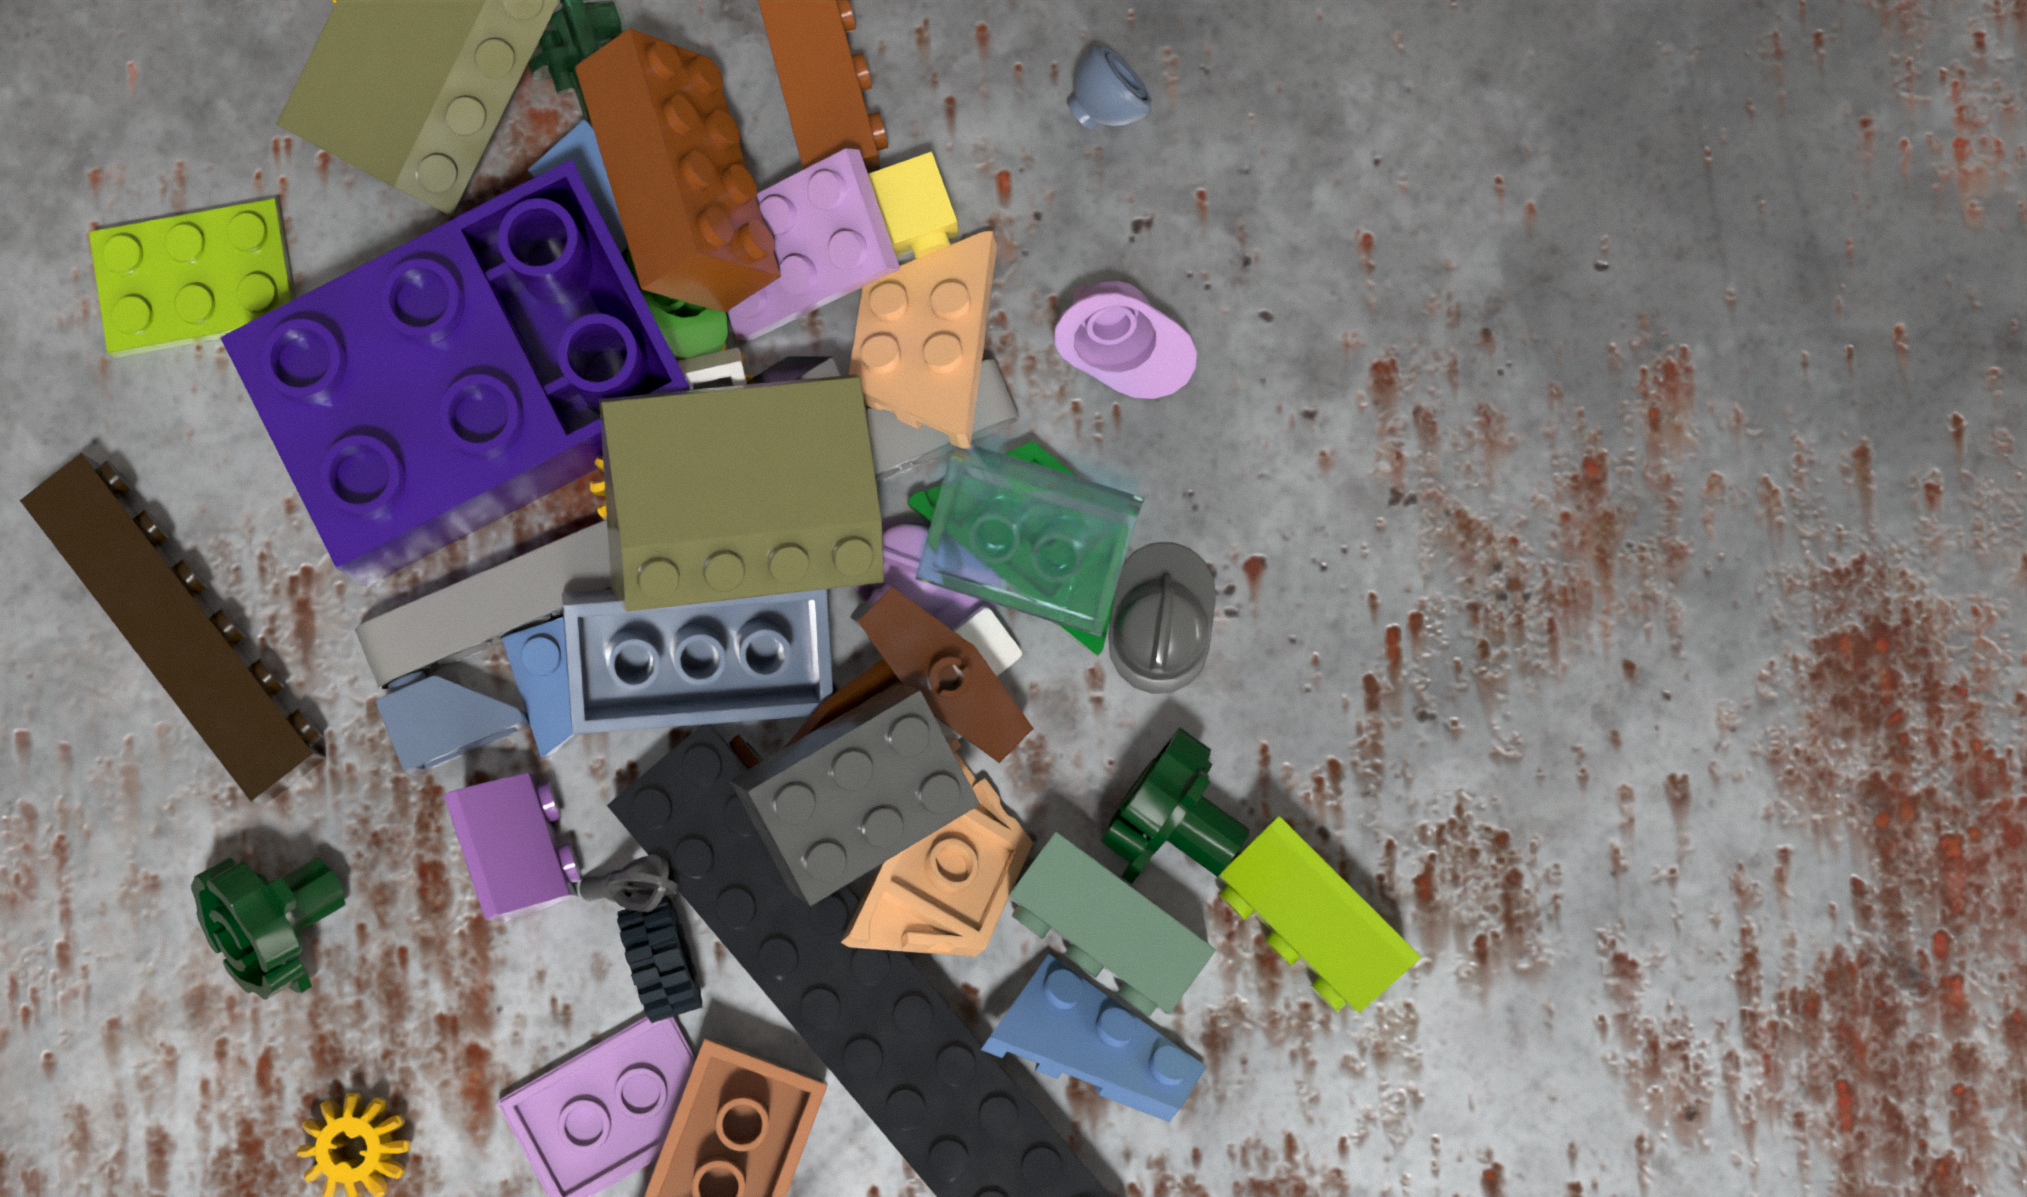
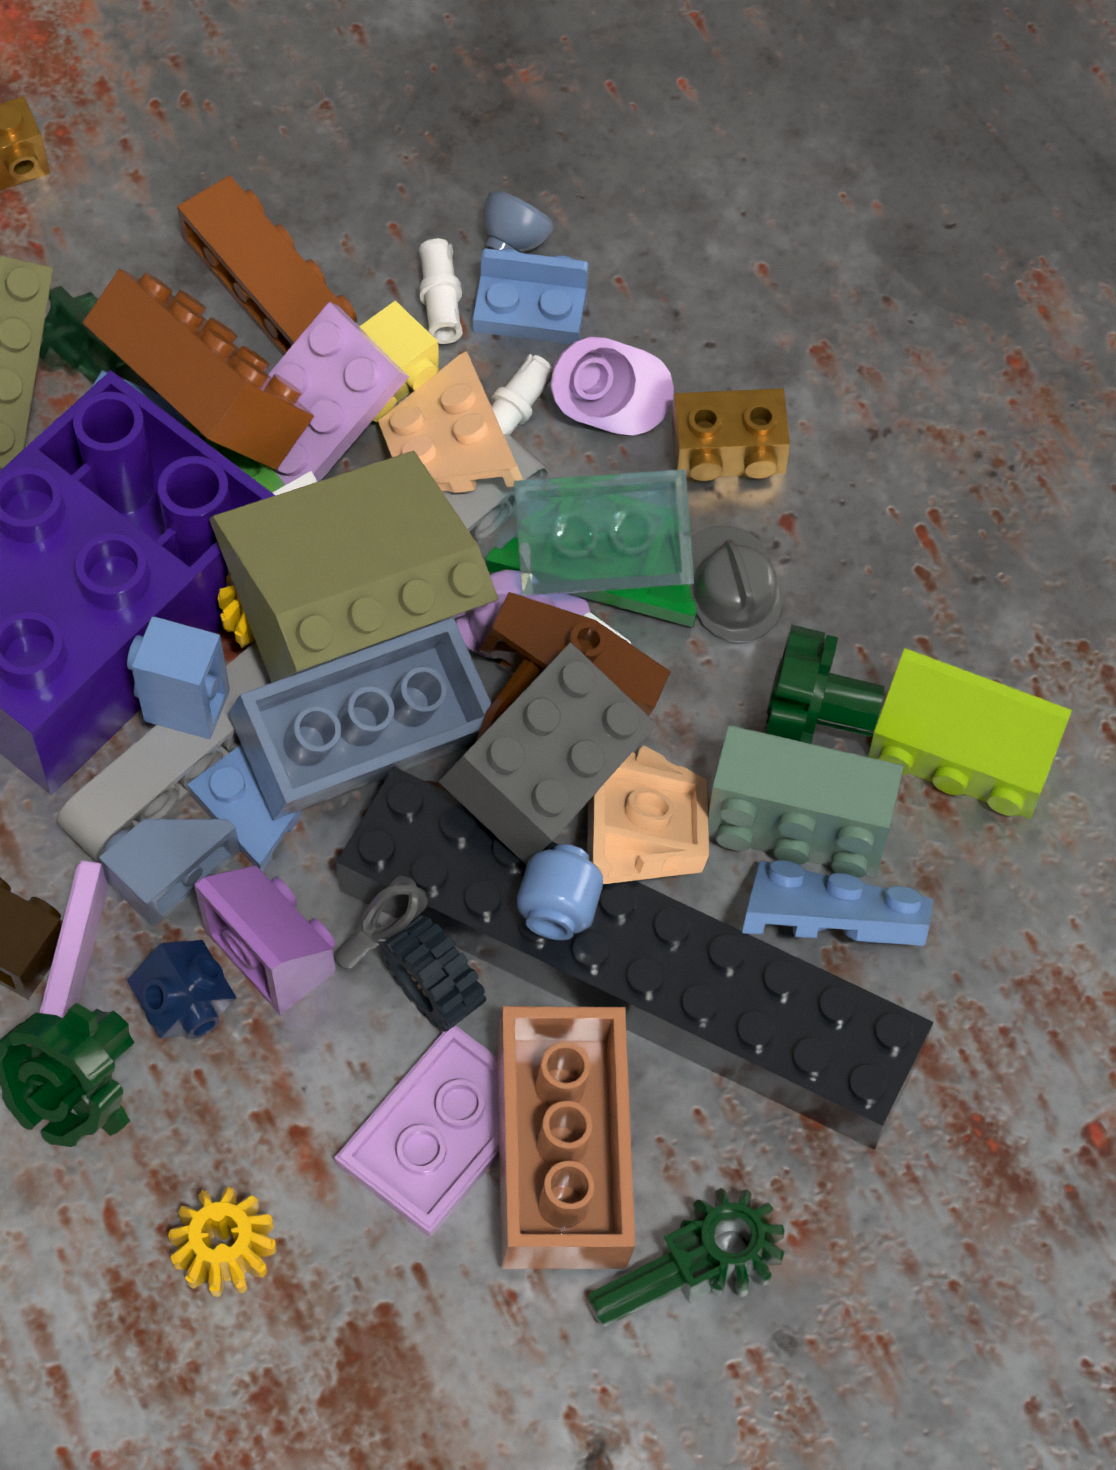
camera: 25 degrees left, 20 degrees down
(317, 787) = (76, 939): none -> lavender tile
(409, 873) = (182, 989): none -> dark blue brick
(514, 548) = (179, 676): none -> medium blue brick
(804, 950) = (560, 892): none -> medium blue head
(994, 142) = (440, 290): none -> white pin
(1024, 310) = (514, 402): none -> white pin
(1090, 188) = (531, 296): none -> medium blue bracket
(1231, 450) = (730, 433): none -> pearl gold brick

